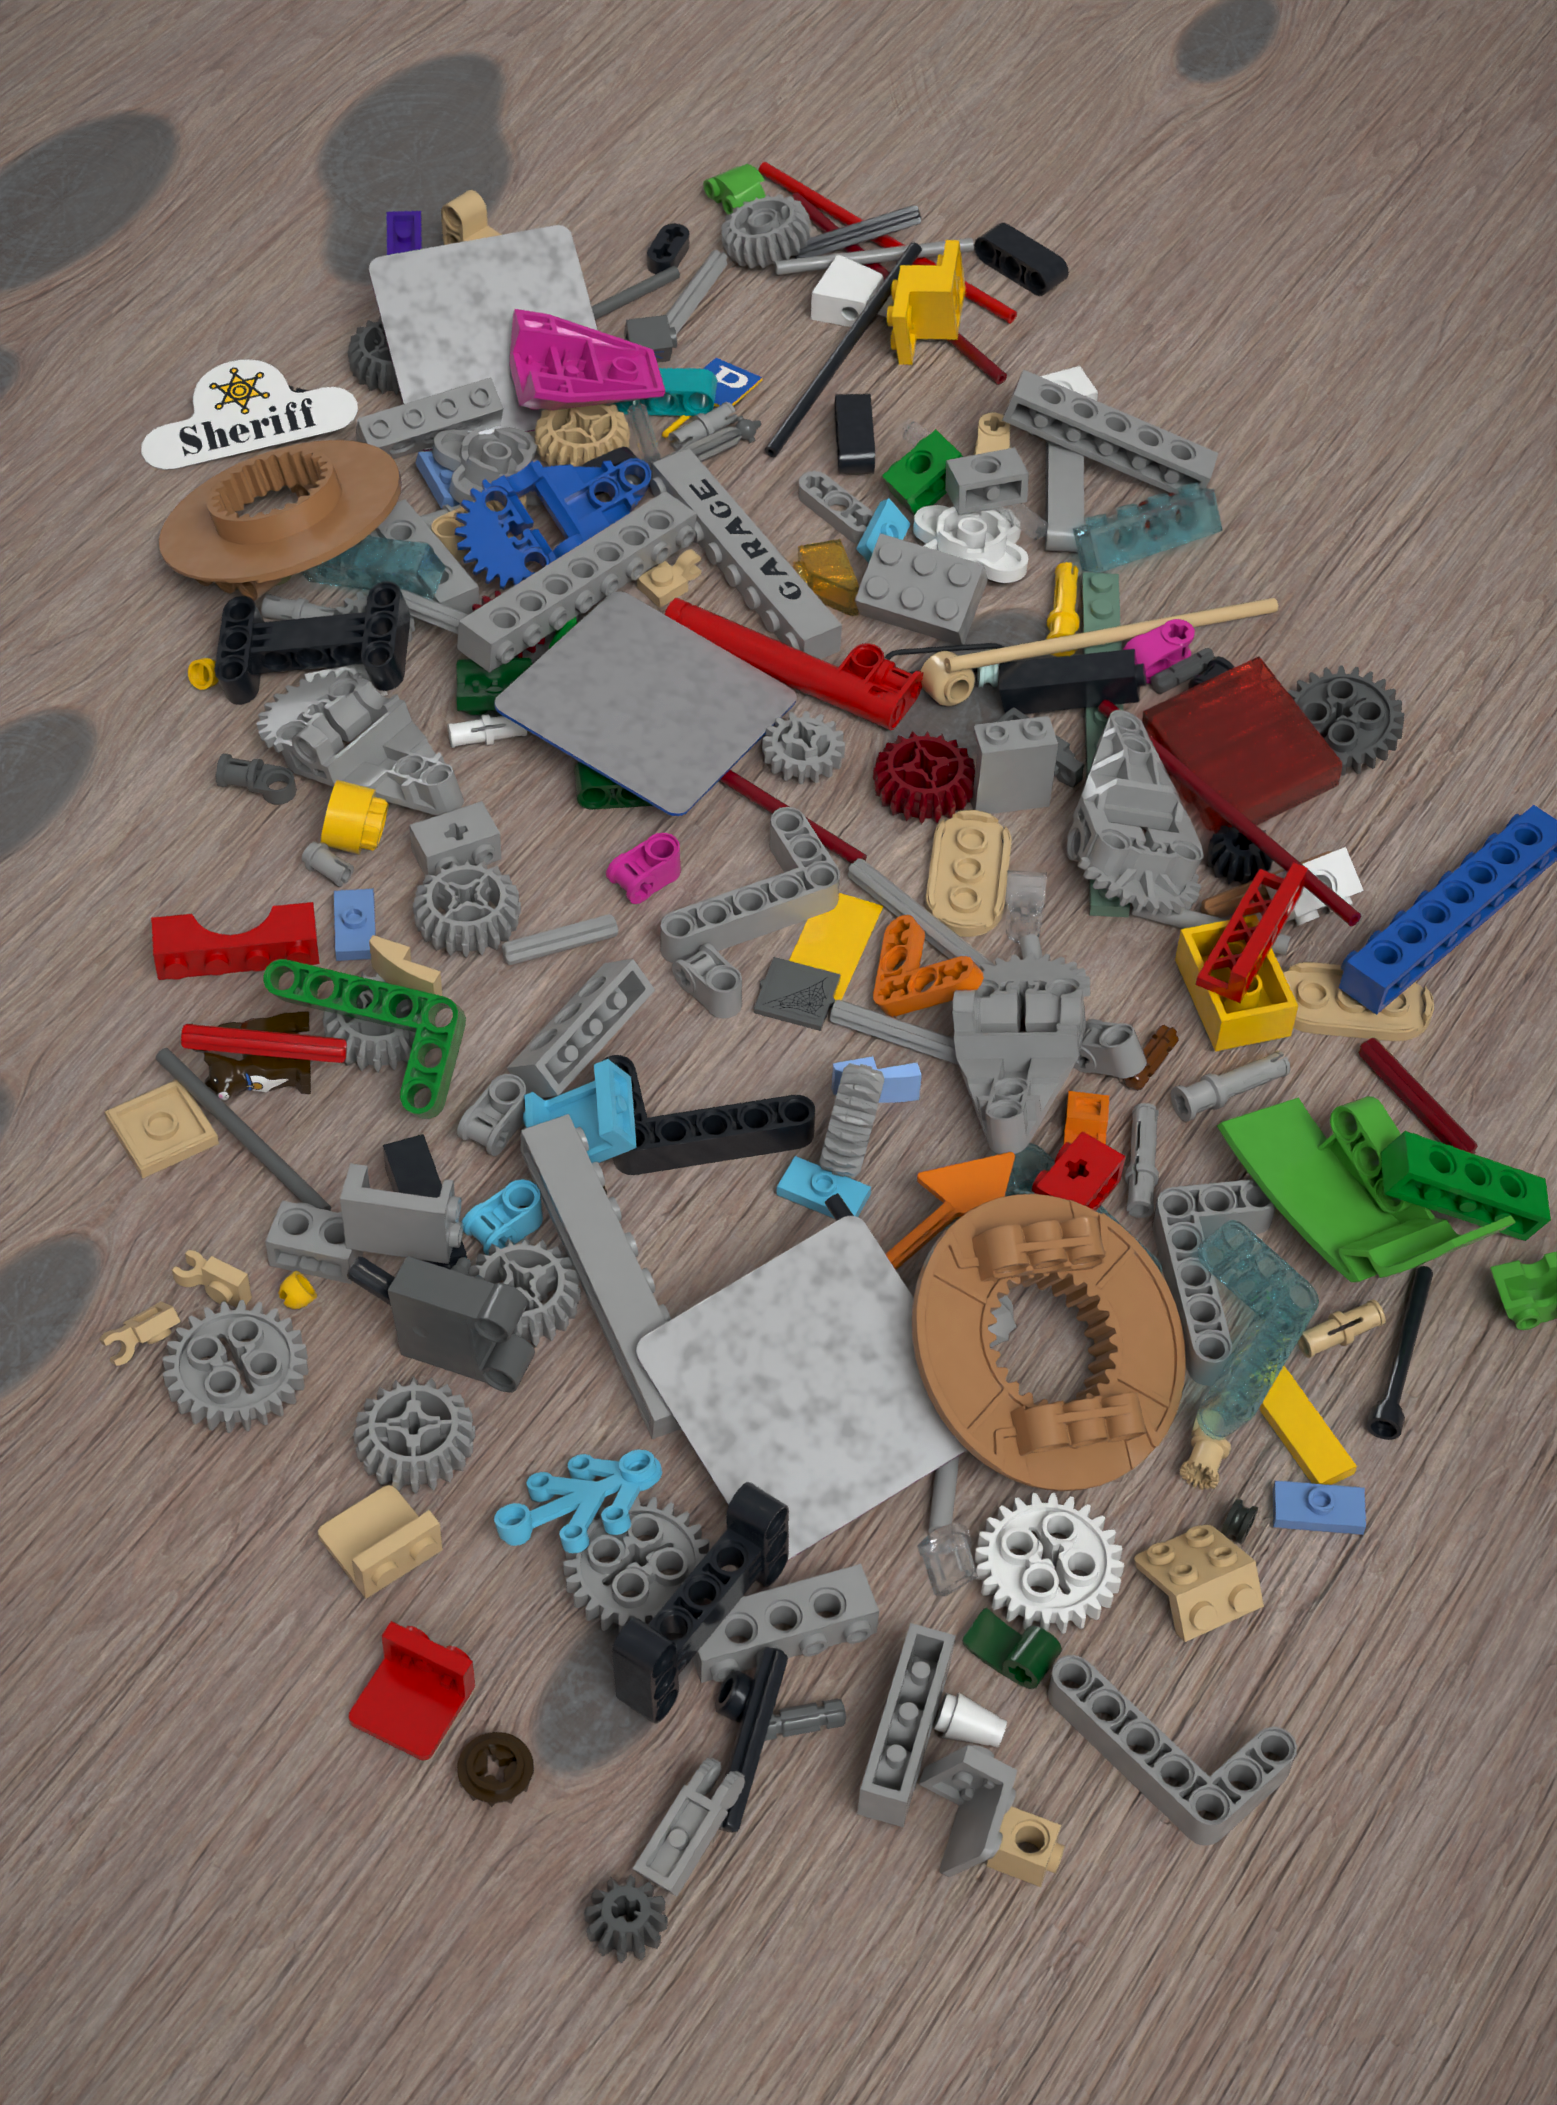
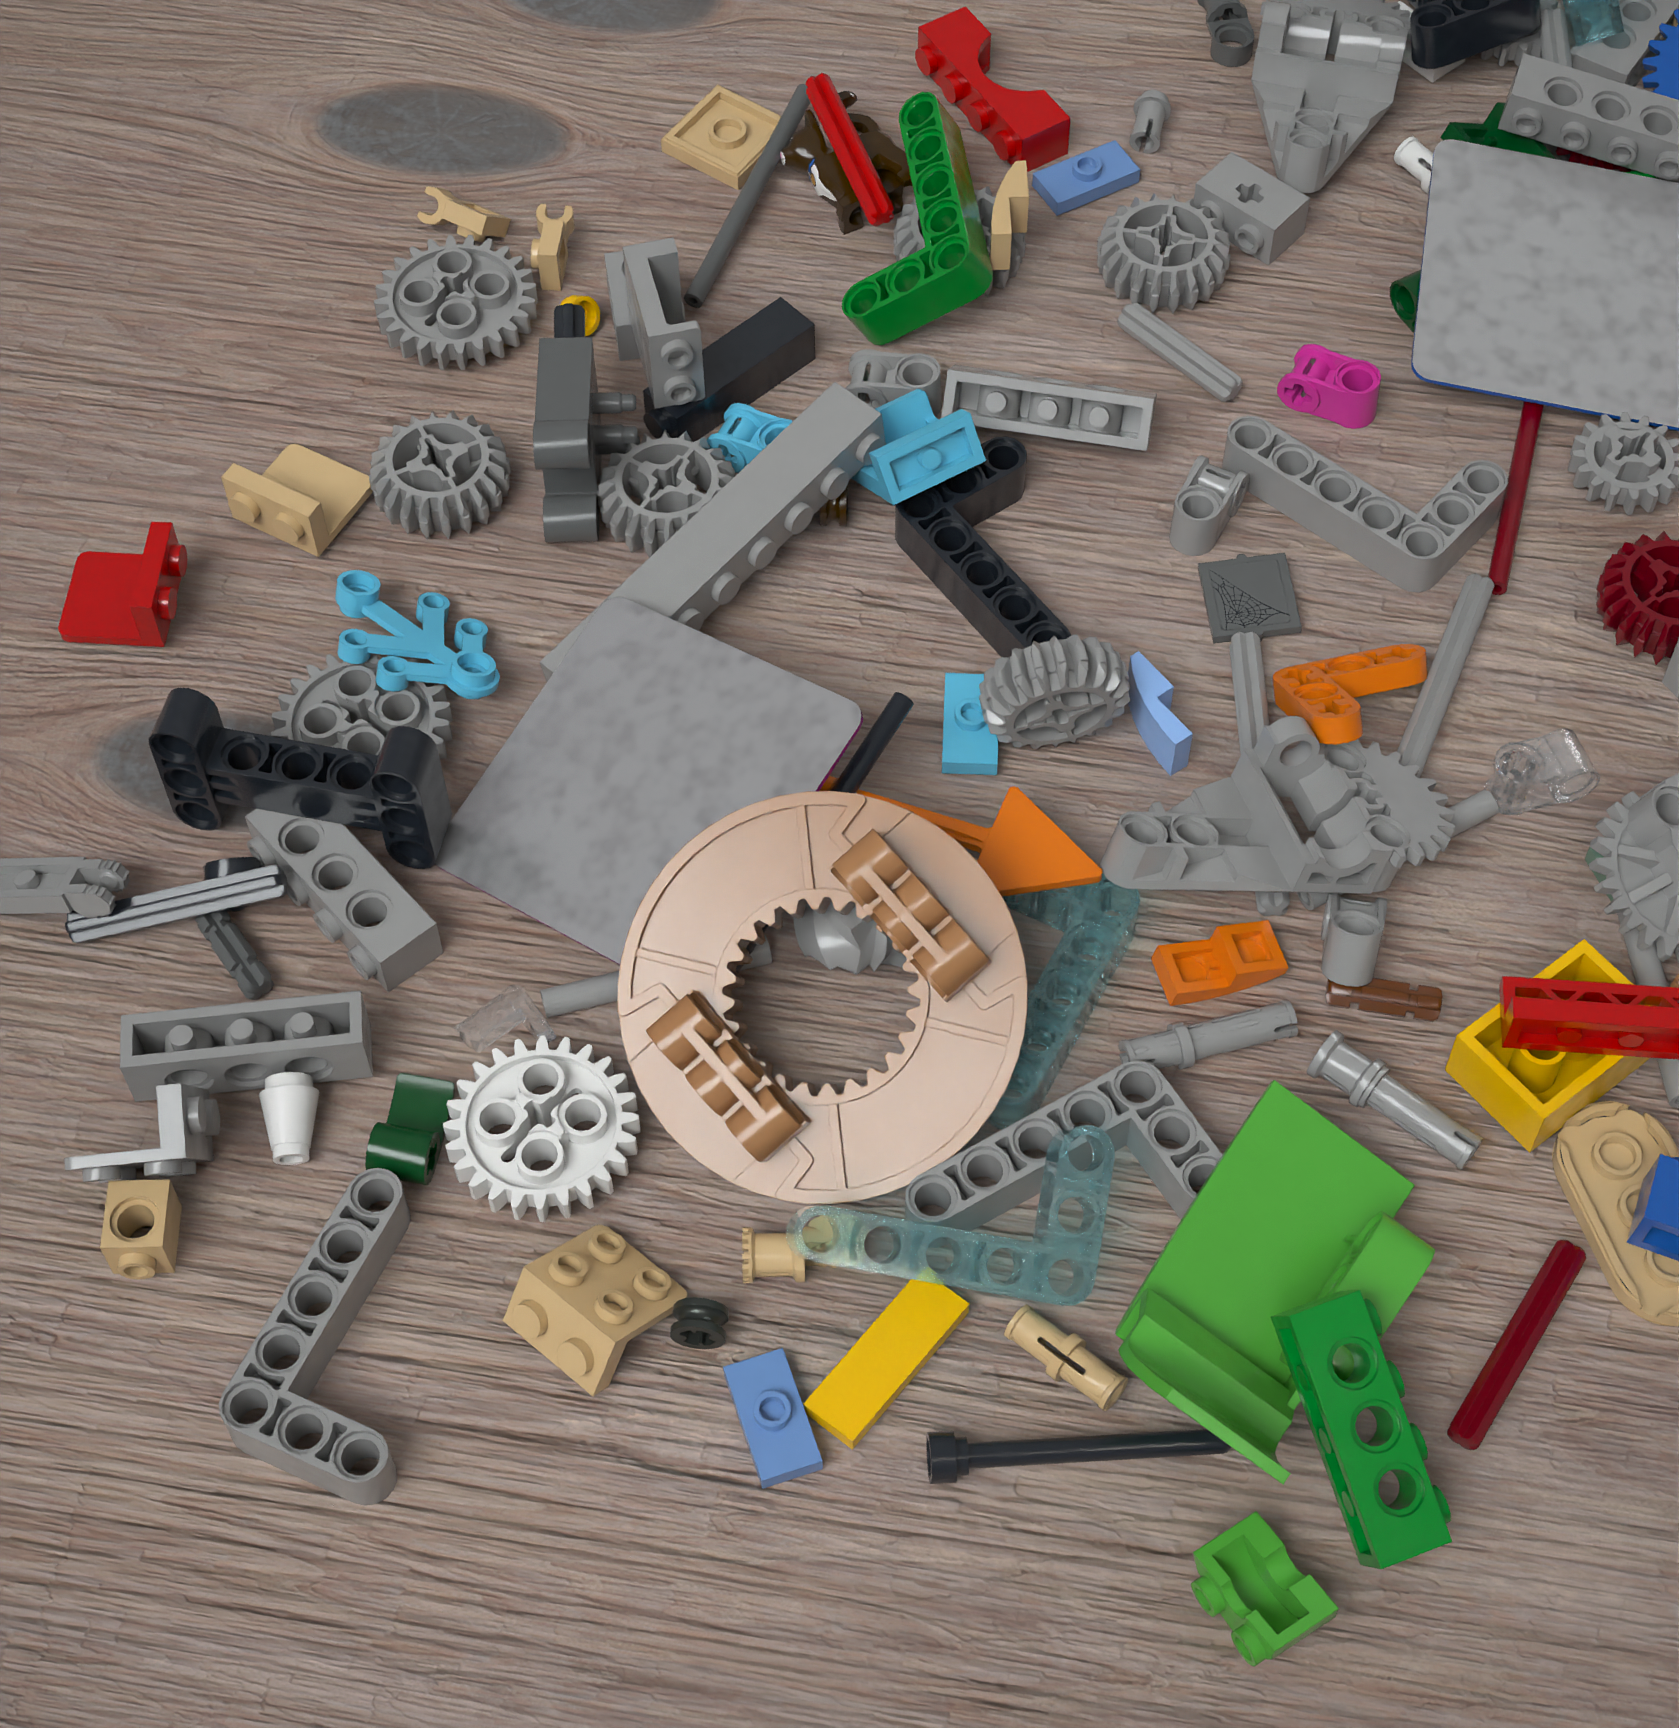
camera: 70 degrees right, 5 degrees up
(354, 818) = (1215, 107): yellow piece -> none
(504, 1750) = (70, 680): dark brown gear -> none
(837, 938) = (1360, 610): yellow sticker -> none
(969, 872) = (1584, 688): tan tile -> none
(1082, 1172) = (1087, 952): red brick -> none

